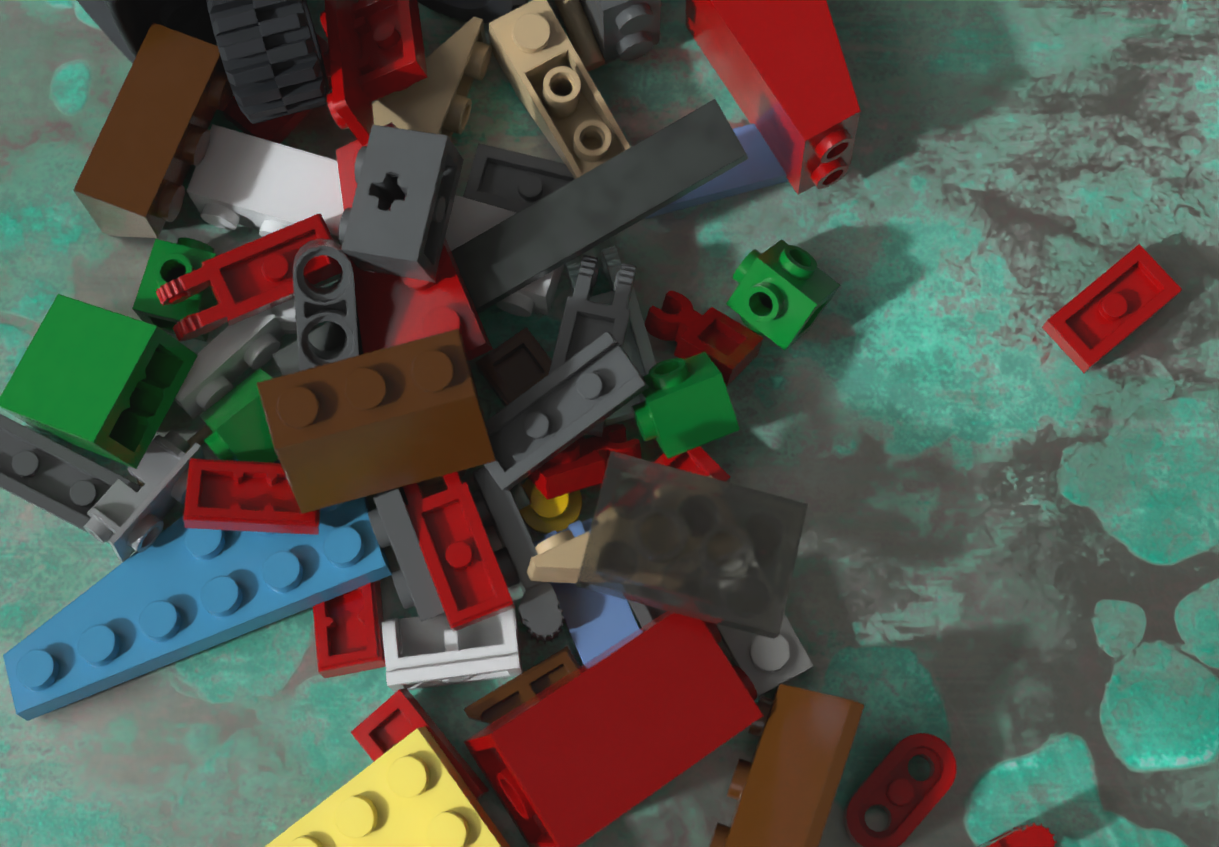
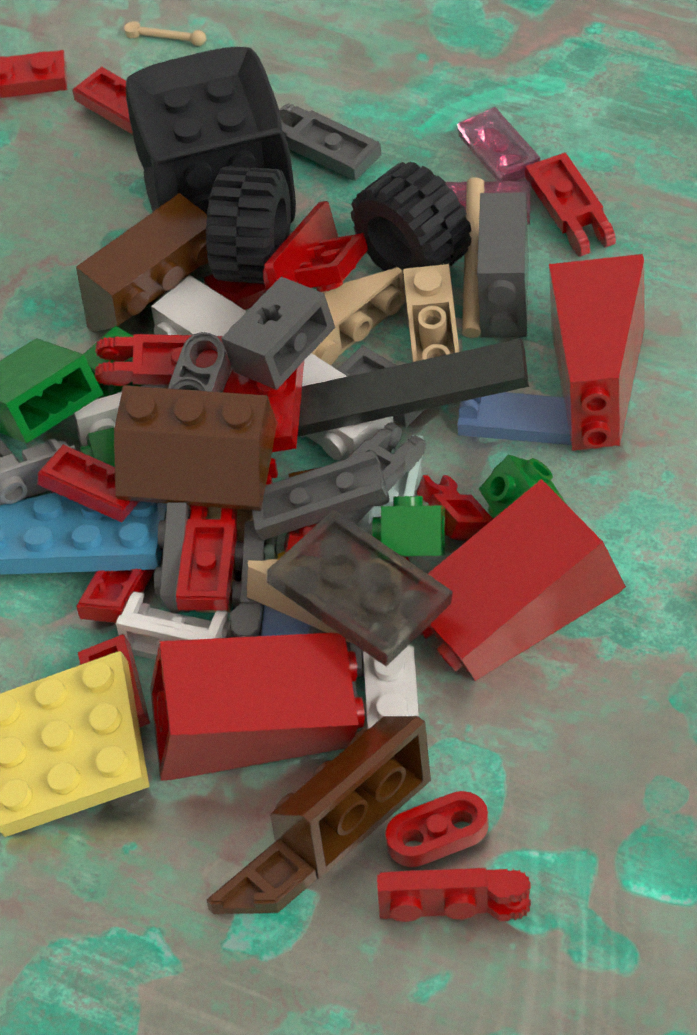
camera: 30 degrees right, 25 degrees down
(838, 421) = (520, 582): none -> red slope

